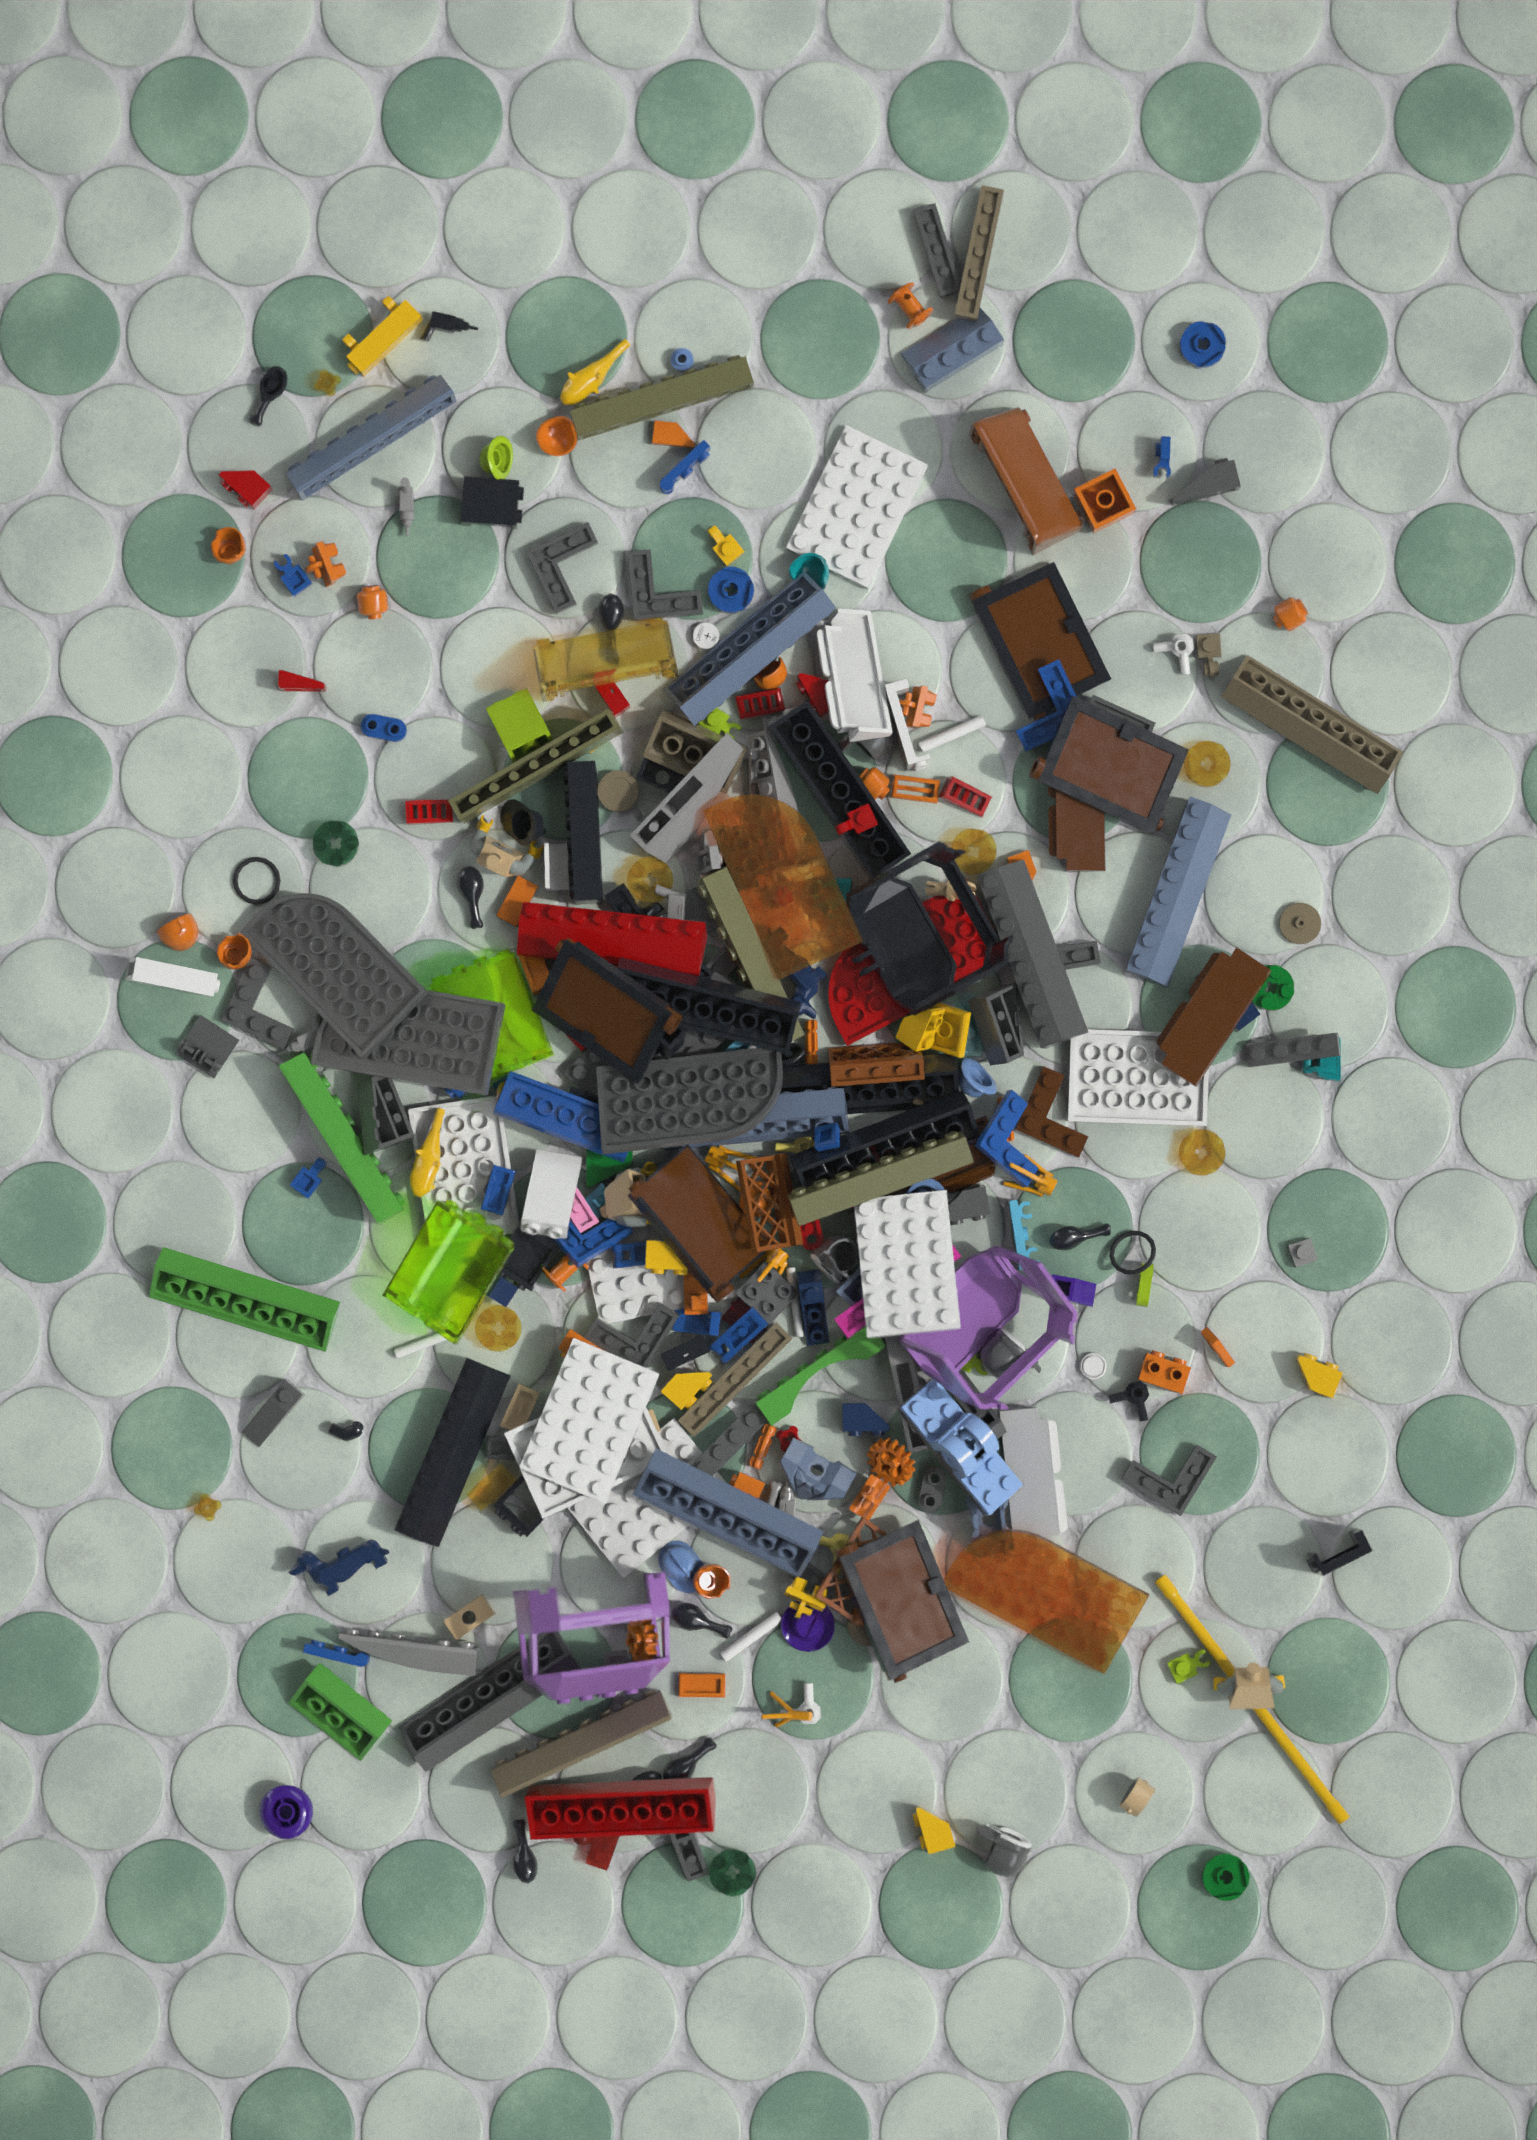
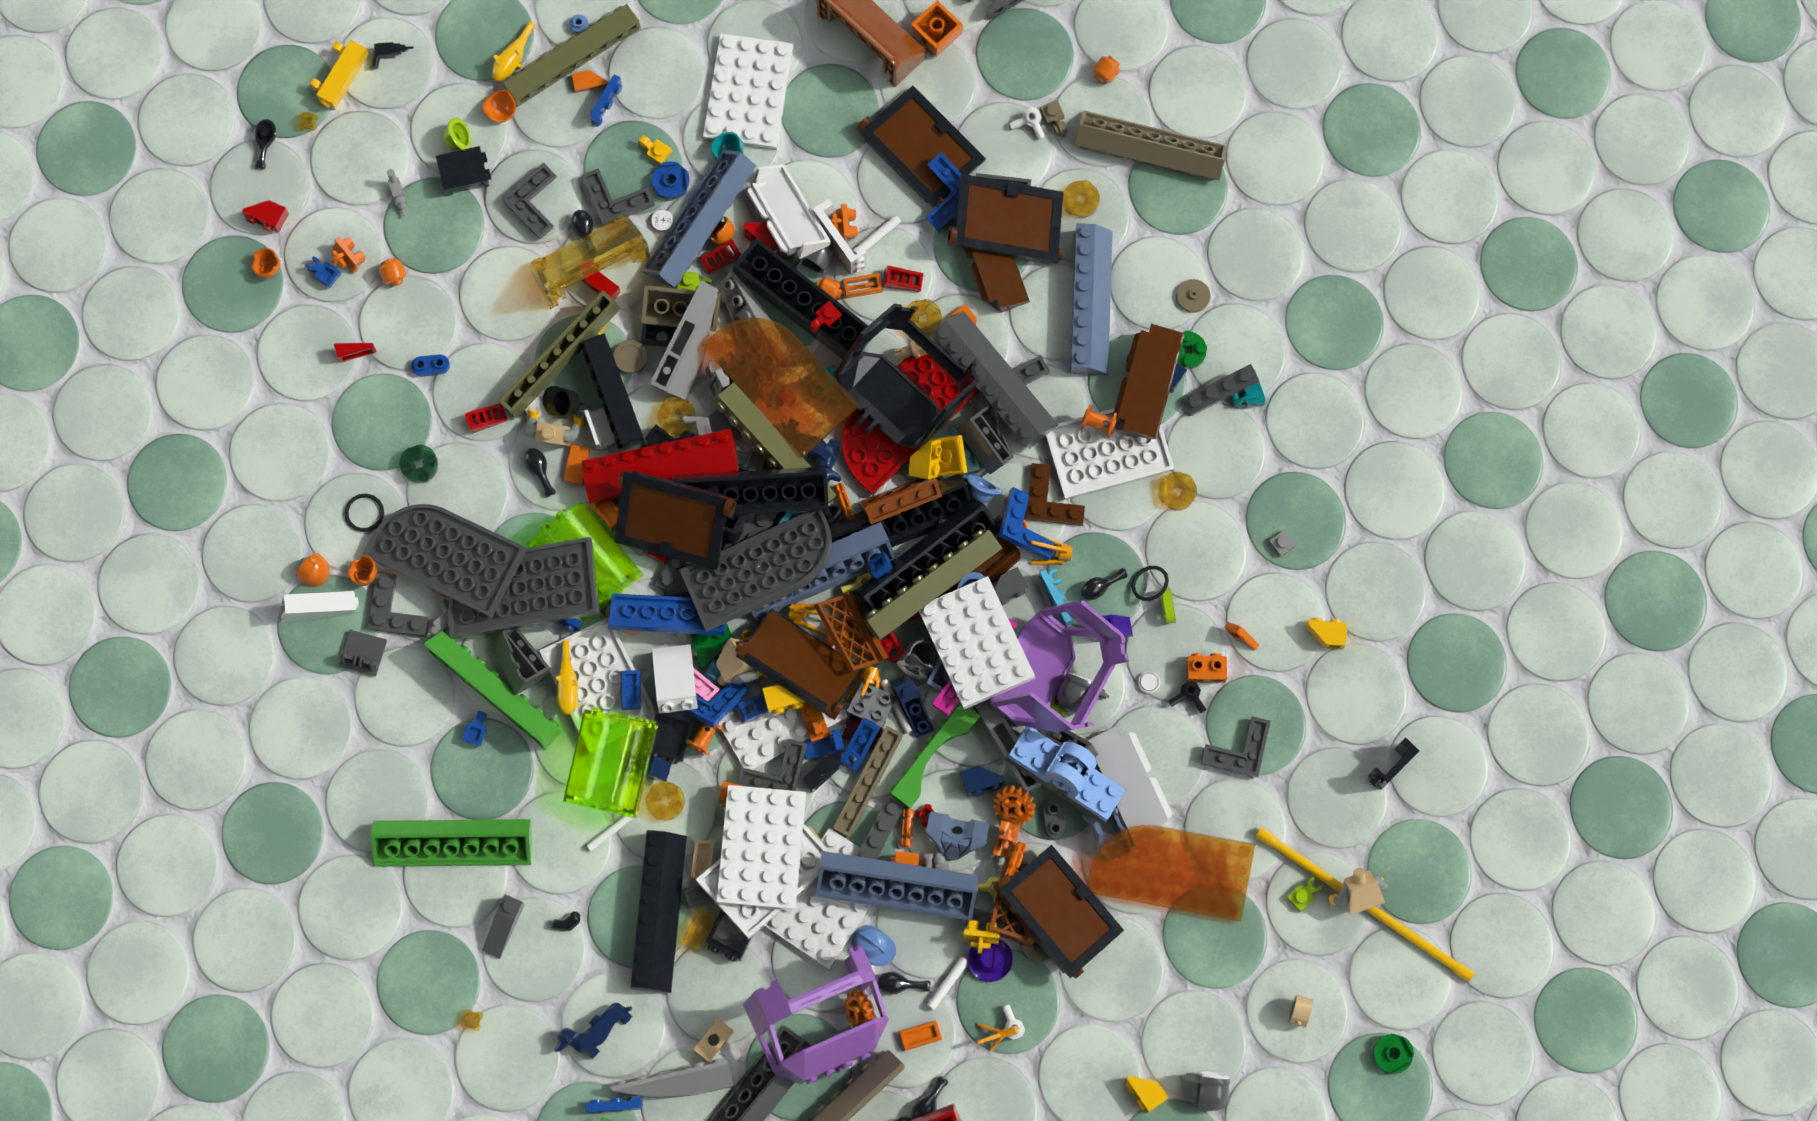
camera: 20 degrees left, 10 degrees down
(371, 437) = (354, 150): sand blue slope -> none
(519, 724) = (536, 328): lime slope -> none
(684, 1387) = (829, 800): yellow slope -> none
(711, 1581) = (901, 947): orange hair -> none
(871, 1526) = (1015, 859): none -> orange axle
(1134, 1042) = (1096, 421): none -> orange hose

